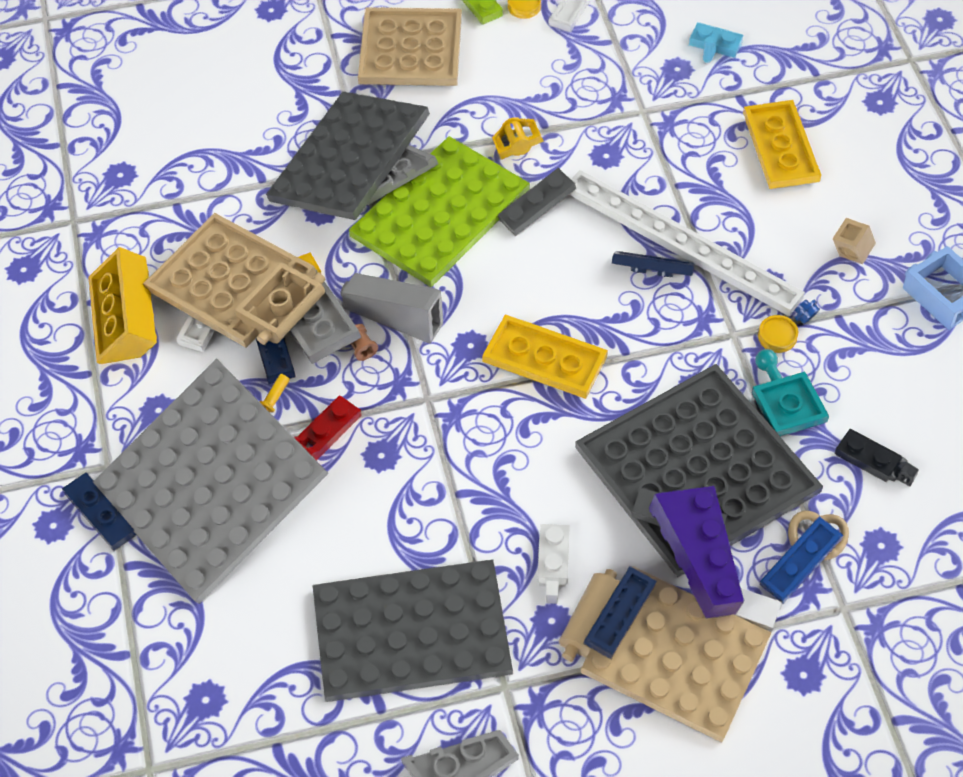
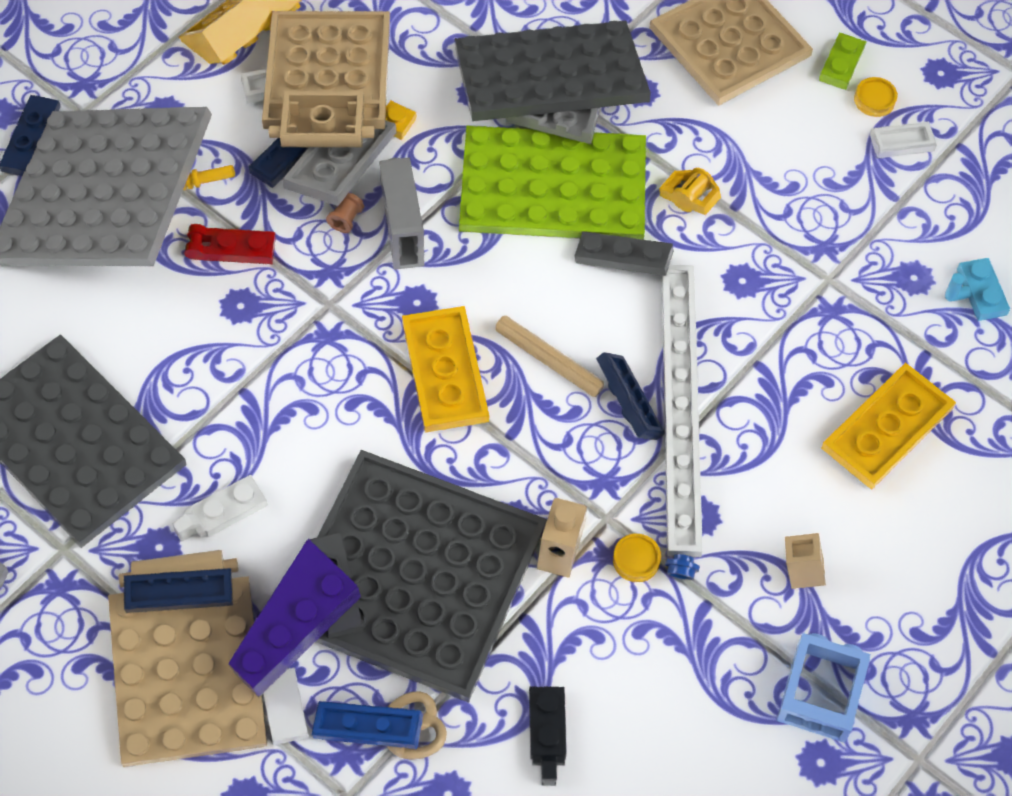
camera: 50 degrees right, 5 degrees up
(581, 291) = (549, 356): none -> tan axle
(739, 359) = (564, 531): none -> tan torso
(787, 402) = (555, 612): teal plate -> none

